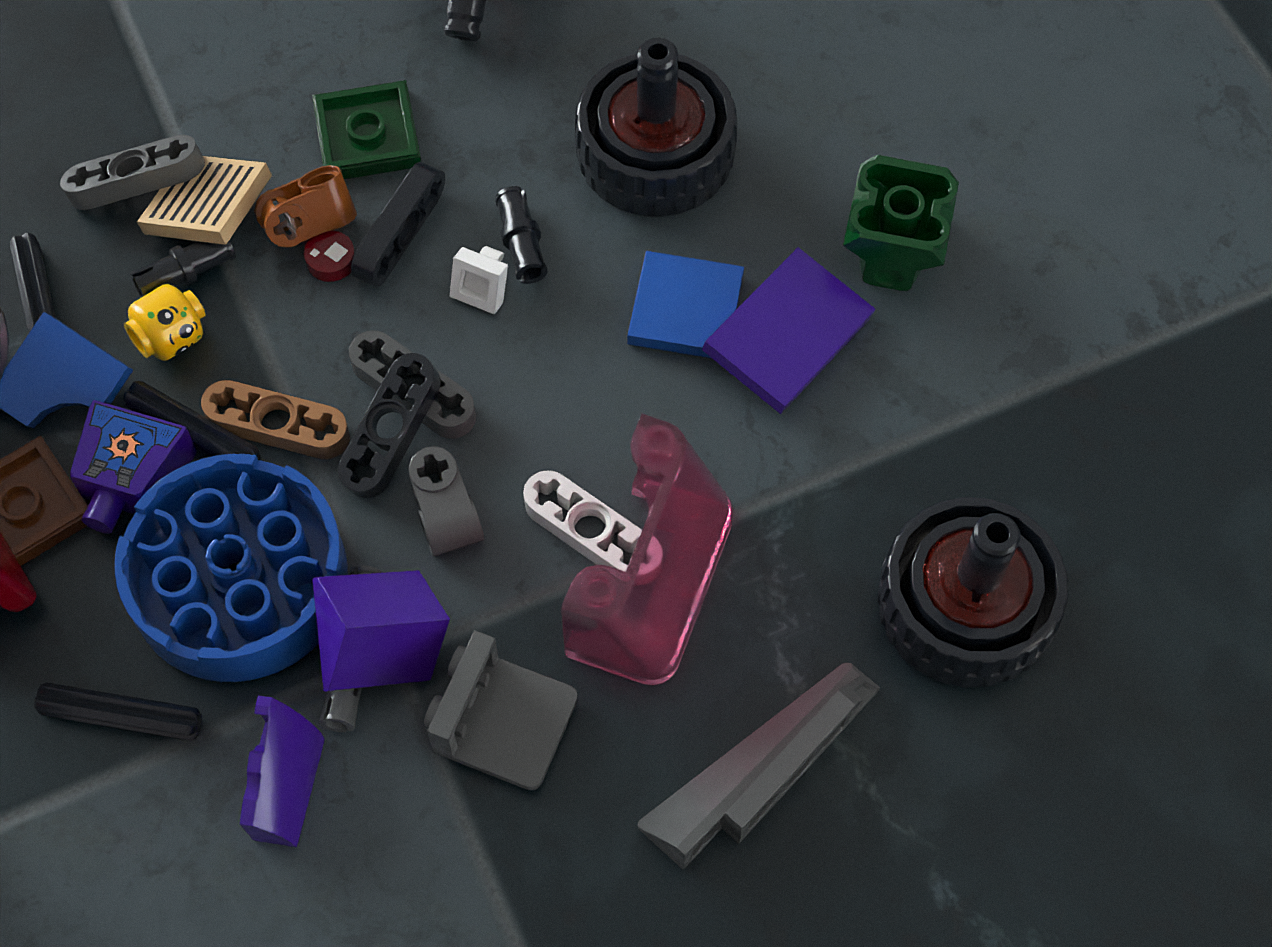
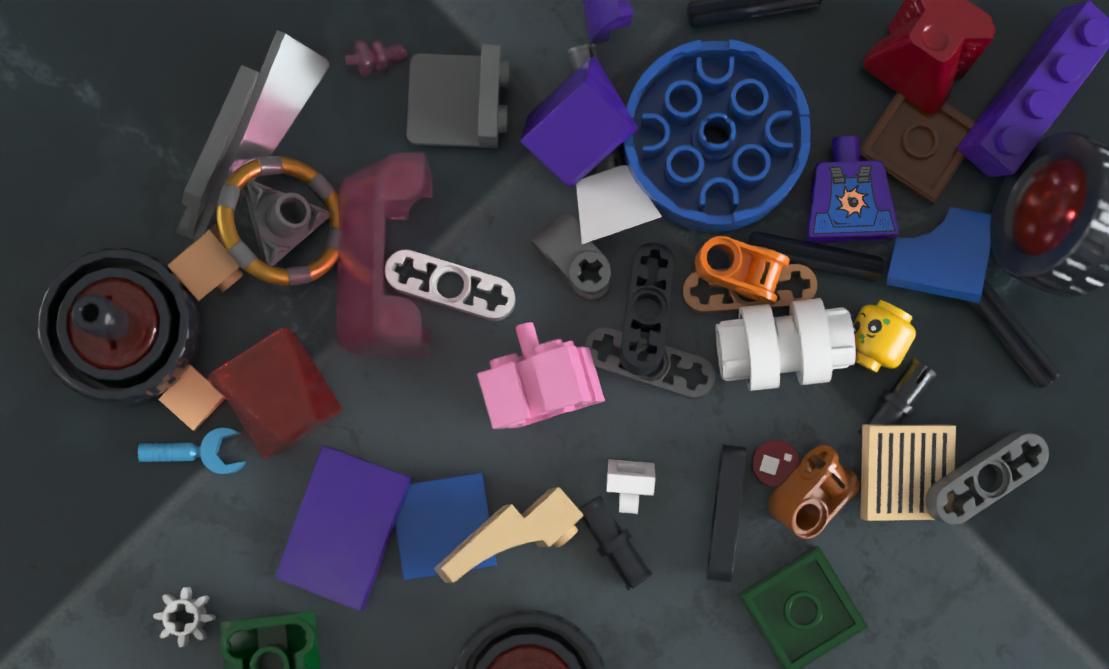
camera: 165 degrees right, 20 degrees up
(243, 335) = (804, 342): none -> white piece
(269, 415) = (745, 268): none -> orange piece
(378, 530) = (612, 204): none -> white sticker
(532, 370) = (540, 383): none -> bright pink brick
(576, 804) = (378, 55): none -> clear pink hair
(627, 263) = (544, 522): none -> tan slope
(755, 640) = (278, 220): none -> dark grey piece
(817, 469) = (276, 392): none -> clear red piece
(850, 627) = (206, 265): none -> medium nougat brick
(905, 500) = (192, 398): none -> light nougat tile
(909, 450) = (189, 451): none -> dark azure piece
(979, 300) = (176, 627): none -> white gear

